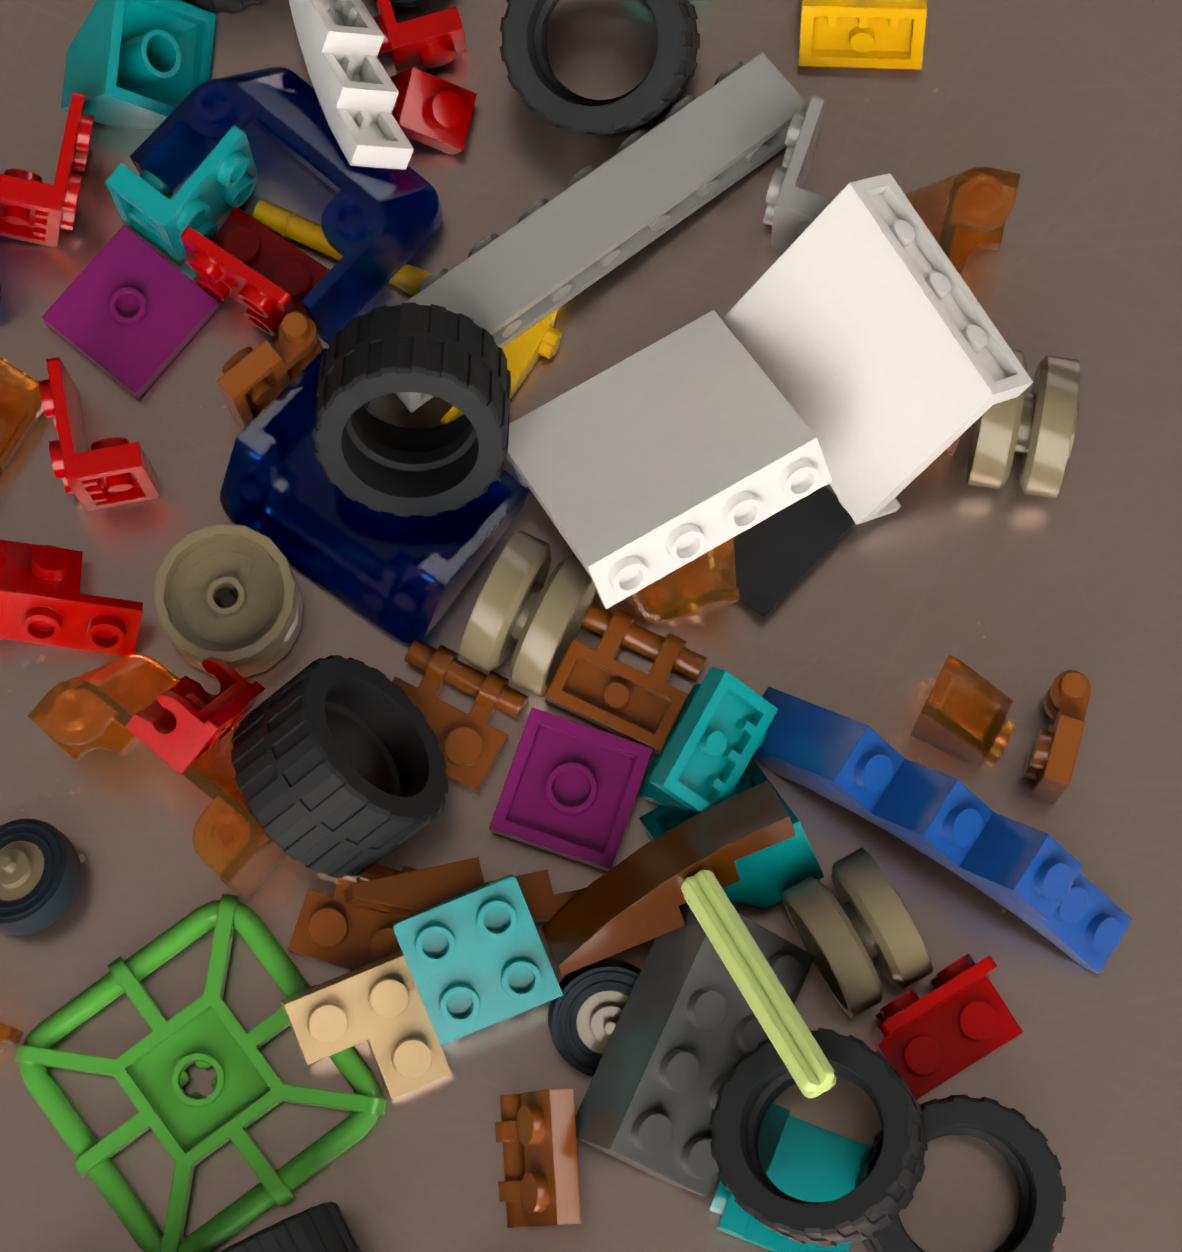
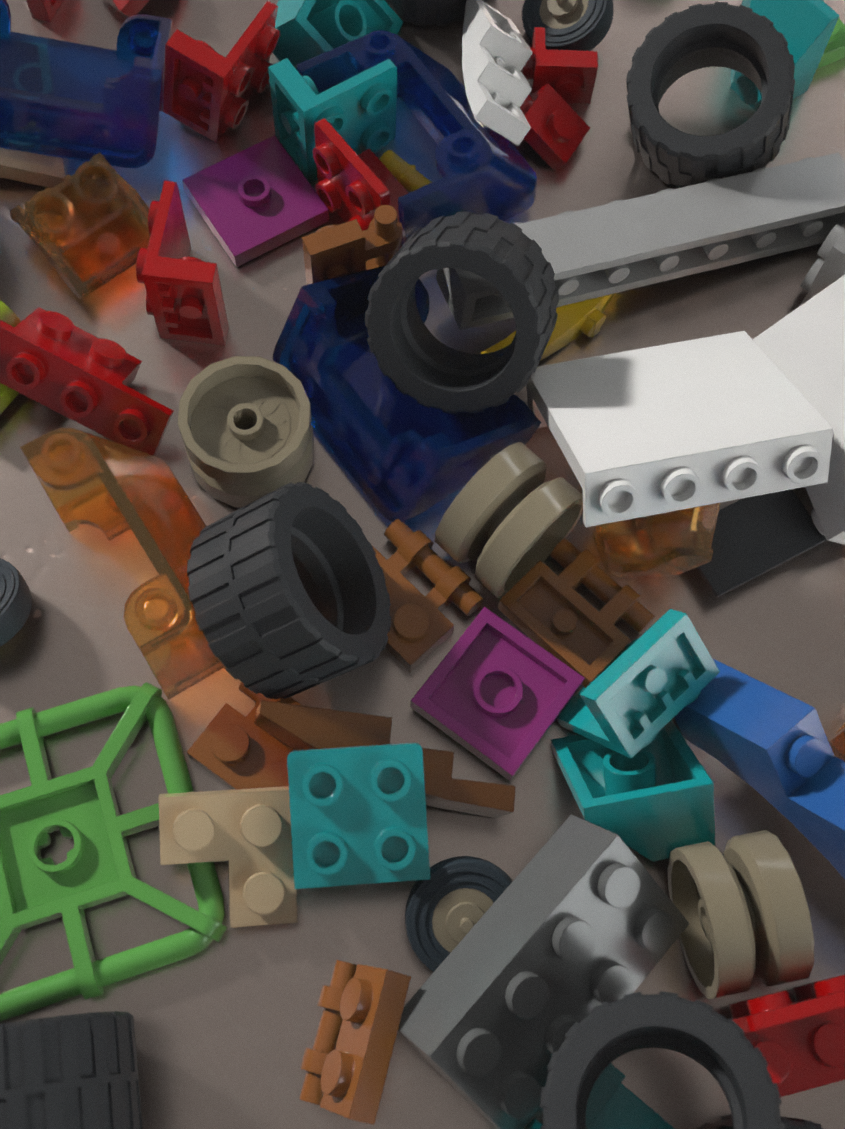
camera: 10 degrees right, 10 degrees down
(191, 721) = (171, 505): red hinge -> none
(644, 891) = (545, 800): reddish brown slope -> none
(758, 984) = (646, 939): yellowish green axle -> none

